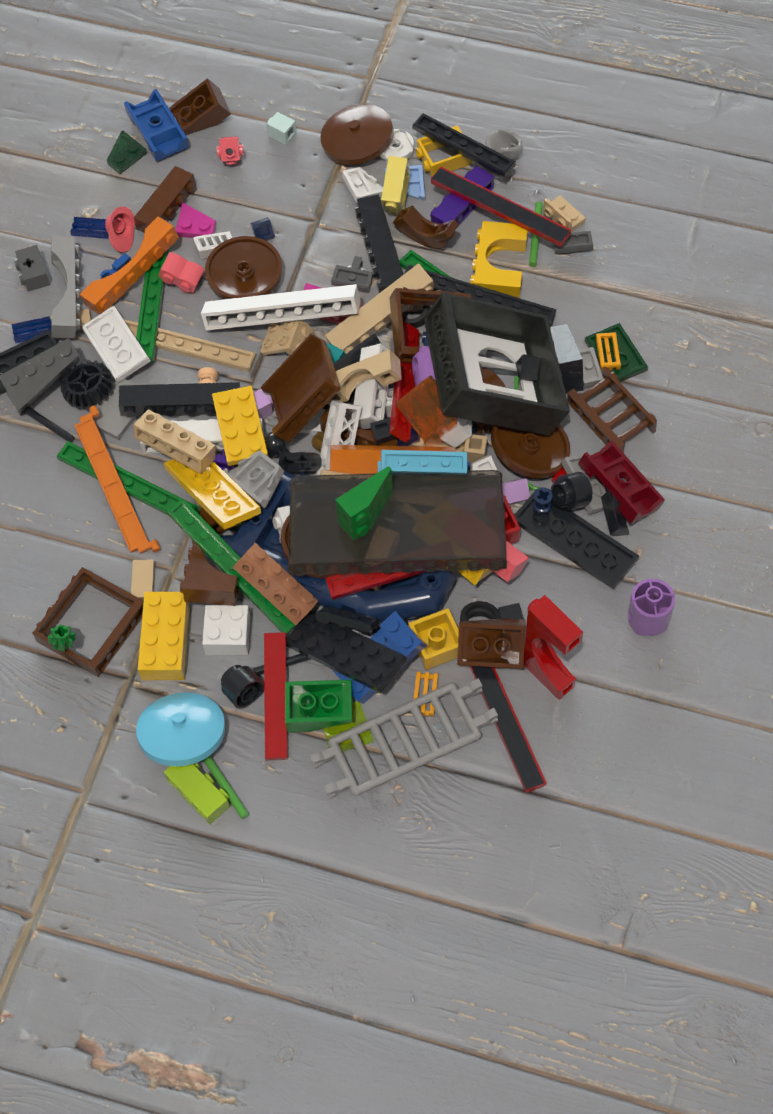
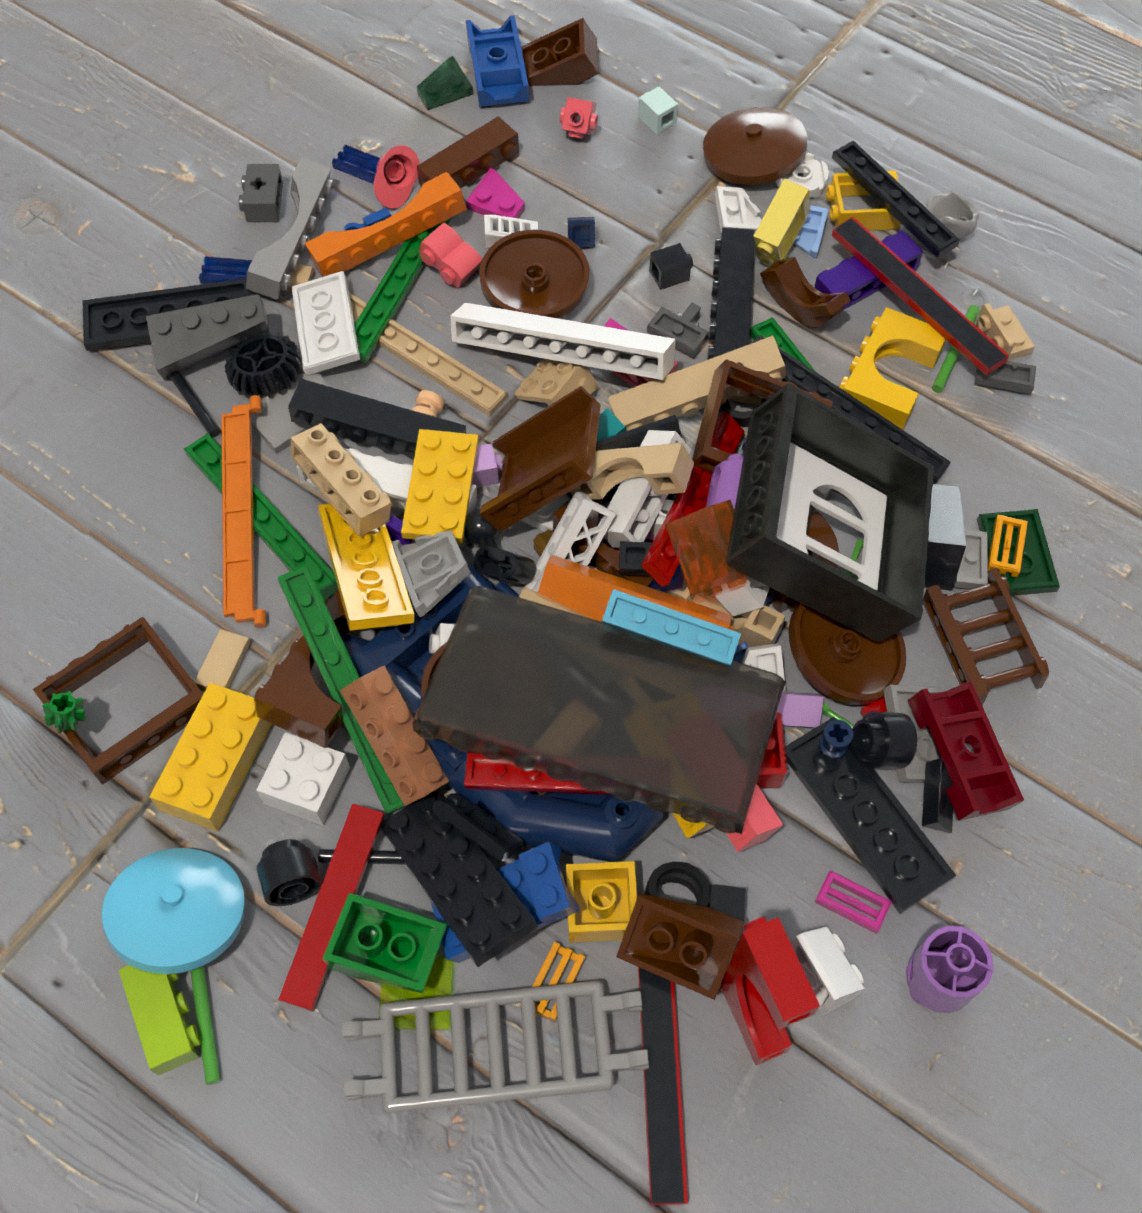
camera: 15 degrees right, 0 degrees up
(331, 235) = (670, 266): none -> black brick
(363, 504) = (556, 663): green slope -> none
(528, 368) = (880, 533): black slope -> none
(584, 595) = (830, 904): none -> dark pink tile
(593, 635) = (827, 968): none -> white slope

